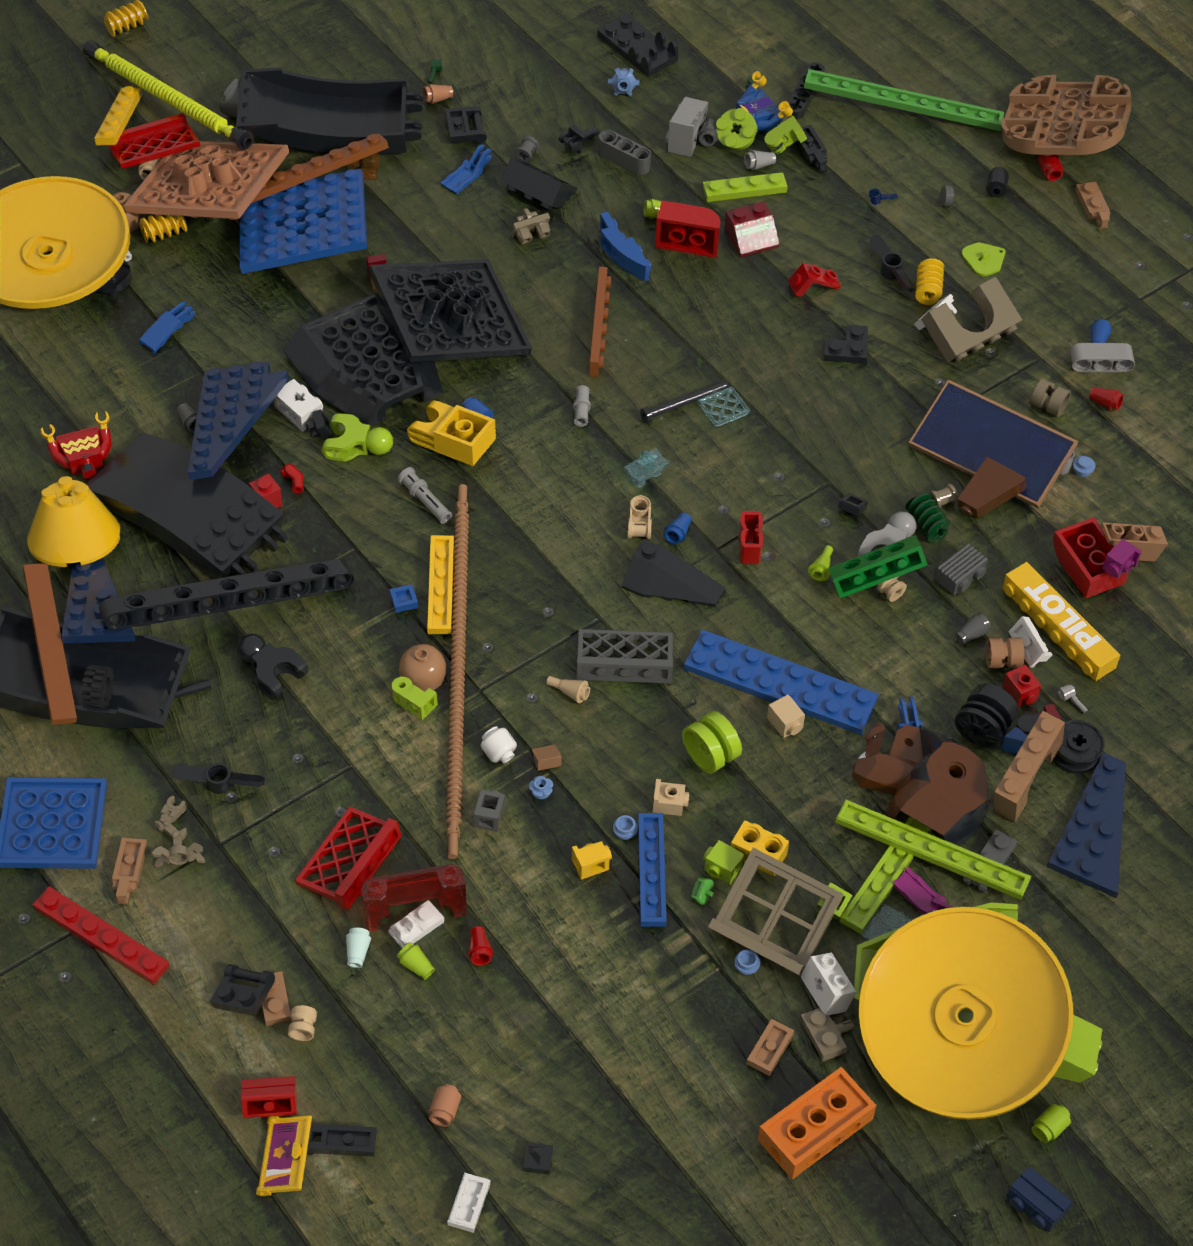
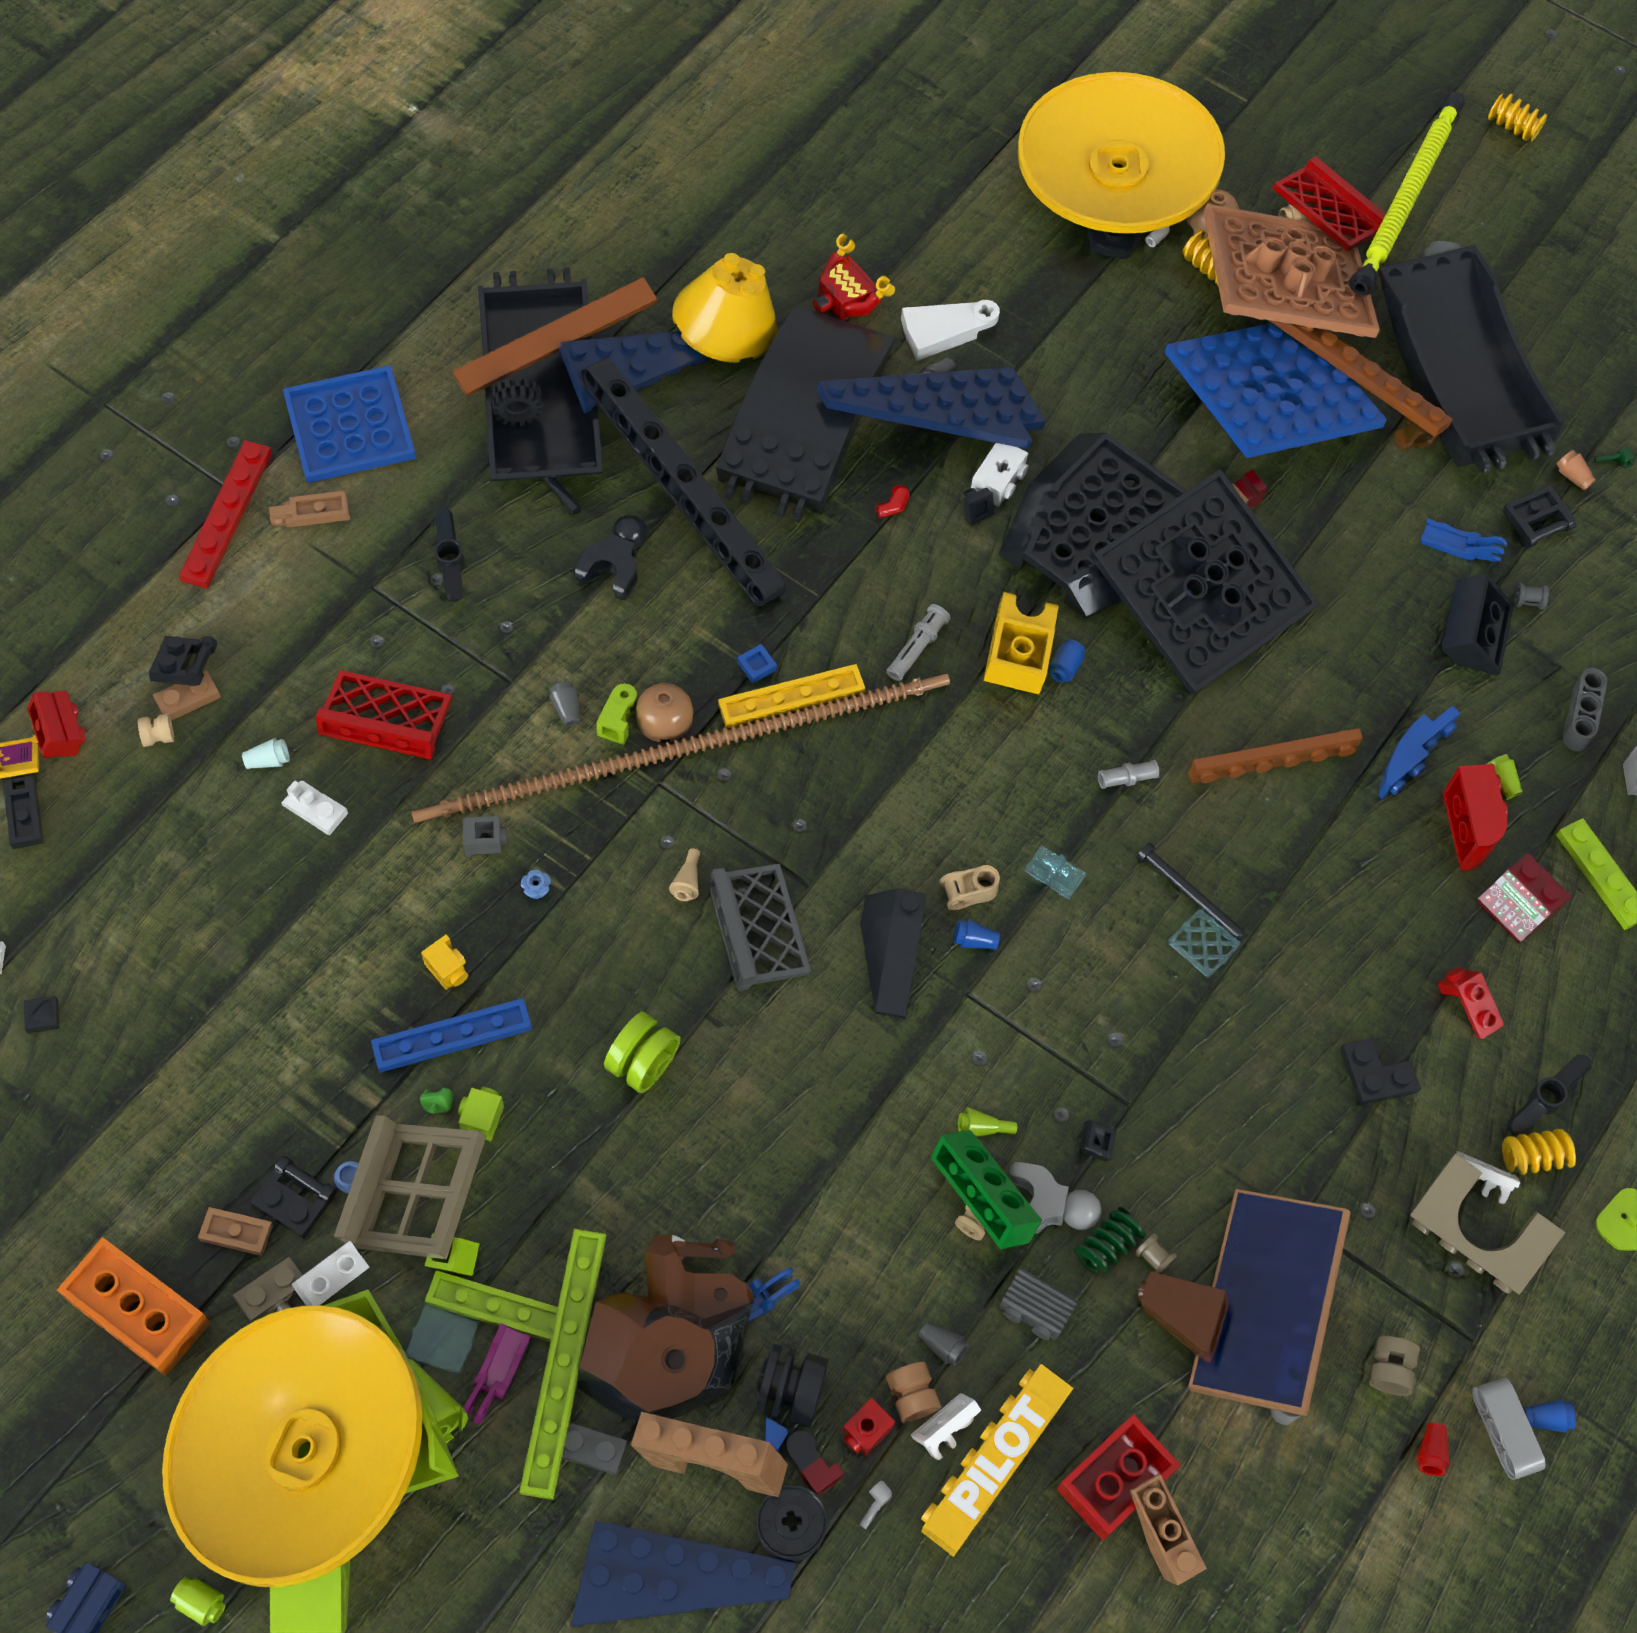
camera: 70 degrees right, 10 degrees up
(118, 116) = (1352, 159): yellow plate -> none
(145, 402) = (945, 326): none -> white piece
(165, 326) = (1064, 310): blue arm -> none
(177, 853) = (392, 527): dark tan piece -> none
(268, 489) = (852, 479): red brick -> none
(355, 439) = (971, 546): lime piece -> none
(390, 729) = (565, 700): none -> dark grey cone
(415, 960) = (262, 818): lime cone -> none
(438, 882) = (359, 810): clear red windscreen -> none
(444, 1105) = (83, 898): nougat brick -> none
(480, 950) = (296, 878): red cone -> none
(498, 745) = (576, 820): white head -> none
(529, 223) = (1408, 644): dark tan hips -> none
(547, 757) = (581, 878): medium nougat slope -> none
(575, 137) = (1573, 642): black arm -> none
(625, 827) = (504, 990): medium blue plate -> none
(670, 798) = (553, 1017): tan brick -> none
(750, 537) = (991, 1022): red brick -> none
(756, 1011) = (286, 1205): none -> black plate
(762, 841) = (507, 1149): yellow brick -> none
(775, 677) = (779, 1121): blue plate -> none
(786, 716) = (720, 1135): tan brick -> none
(1083, 466) = (1294, 1440): medium blue plate -> none
(1121, 559) = (1105, 1514): magenta brick -> none

